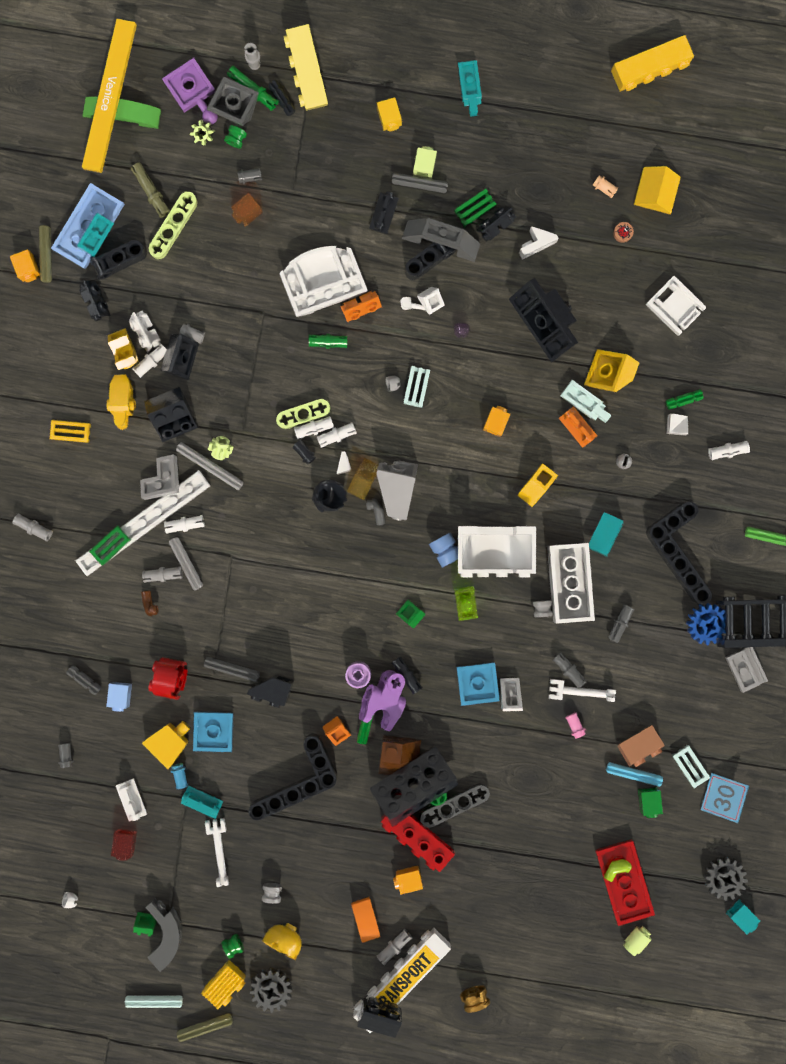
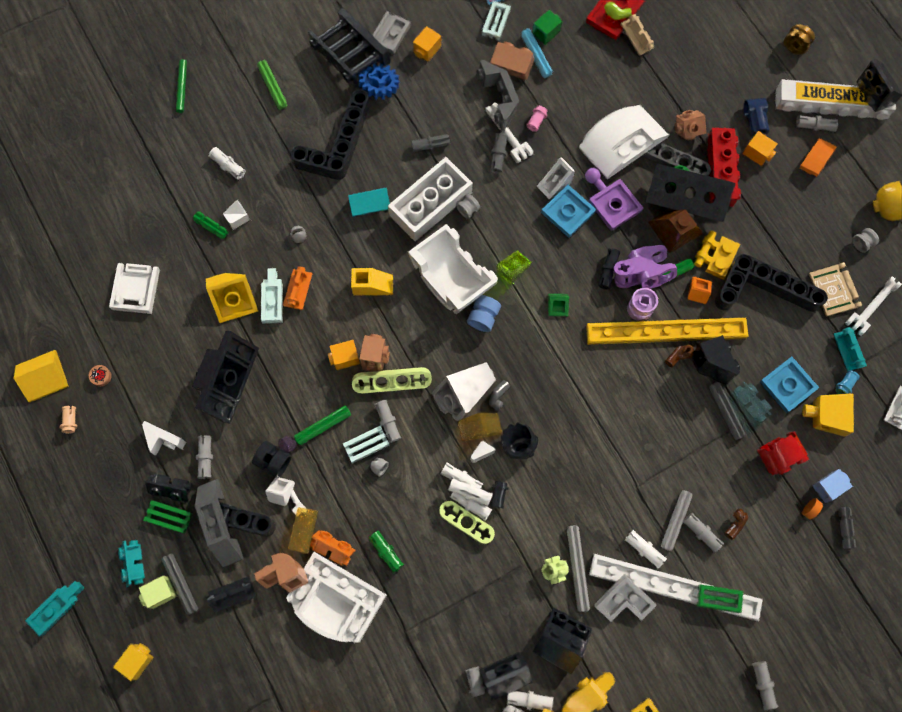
camera: 130 degrees left, 15 degrees down
(115, 666) = (812, 508): none -> orange tile
(230, 696) = (759, 407): none -> clear light blue hinge
(254, 835) = (838, 289): none -> tan piece
(300, 671) = (679, 353): none -> reddish brown arm
(320, 431) = (470, 491): none -> white pin
(325, 678) = (666, 331): none -> yellow tile
(347, 770) = (722, 258): none -> yellow plate
(369, 260) = (282, 571): none -> nougat brick
(388, 294) = (303, 530): none -> clear yellow hinge
(420, 414) = (387, 421): none -> light grey pin
(442, 906) = (756, 112): none -> dark blue piece
(451, 307) = (278, 462): none -> black wheel
(452, 442) = (391, 376): none -> yellowish green beam
(456, 366) = (322, 425): none -> green axle
(464, 733) = (615, 192): none -> medium lavender plate
(467, 161) = (130, 554): none -> teal hinge
(472, 841) = (690, 124): none -> nougat brick
(478, 442) = (374, 353): none -> nougat brick
(499, 264) = (204, 457): none -> light grey pin
(504, 777) = (621, 139): none -> white slope
(584, 869) = (637, 35): none -> tan hinge
(640, 720) = (493, 75): none -> dark grey slope
(711, 689) = (427, 44): none -> light orange brick

